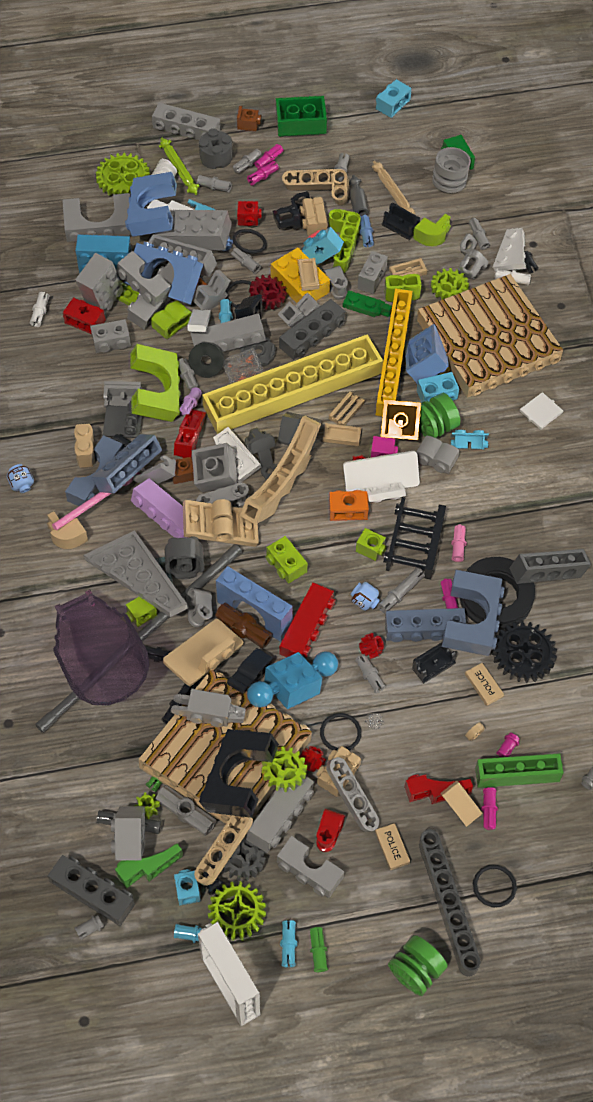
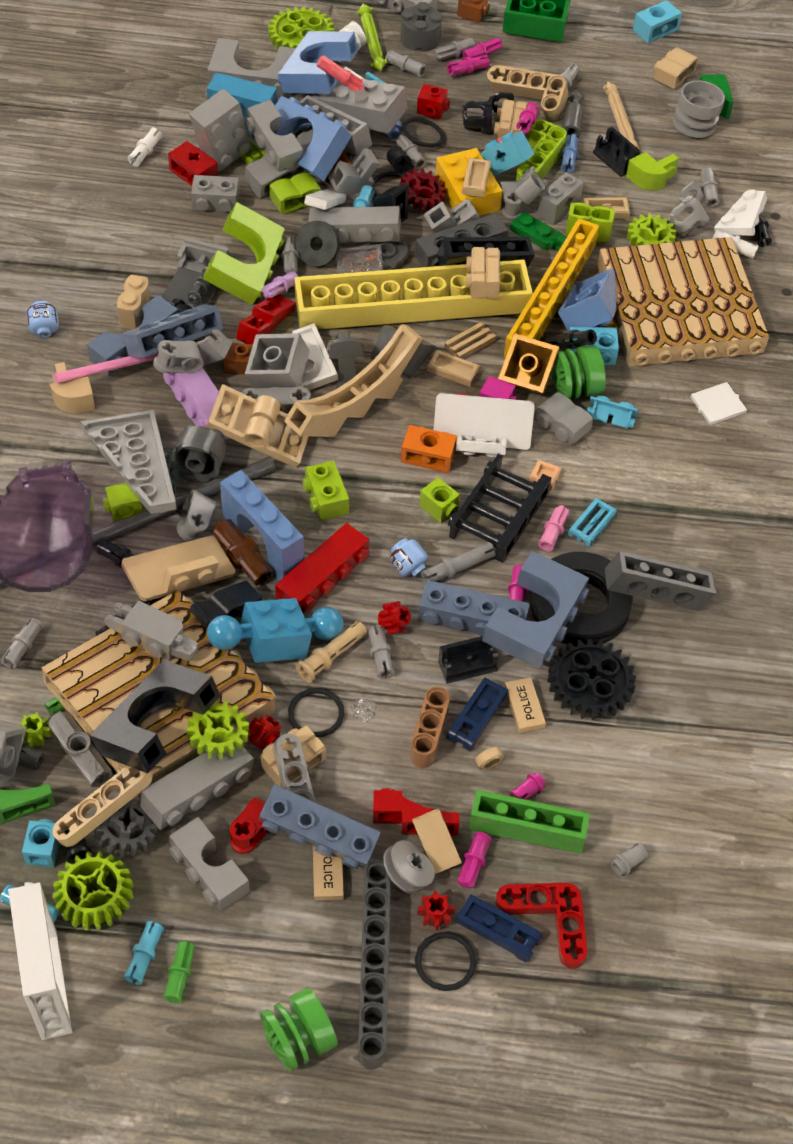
camera: 15 degrees right, 5 degrees down
(110, 742) = (21, 643): none -> light grey pin
(142, 486) = (179, 355): none -> light grey piece
(181, 215) = (339, 73): none -> coral piece
(242, 272) = (400, 161): none -> black bush
(328, 211) = (528, 117): none -> dark pink pin
(331, 690) = (323, 657): none -> tan pin
(335, 334) = (457, 249): none -> black brick
(344, 354) = (485, 273): none -> tan brick
(349, 269) = (530, 186): none -> light grey piece
(379, 818) = (319, 827): none -> sand blue brick
(420, 136) = (675, 67): none -> tan brick
(425, 729) = (430, 738): none -> medium nougat beam
(426, 391) = (583, 338): none -> black pin
(435, 499) = (547, 469): none -> light nougat tile
(449, 828) = (408, 867): none -> light grey piece
(454, 700) = (477, 713): none -> dark blue plate
(477, 859) = (434, 903): none -> red gear
(479, 543) = (574, 530): none -> medium azure tile
(523, 851) = (499, 927): none -> dark blue plate
(554, 824) = (553, 904): none -> red beam

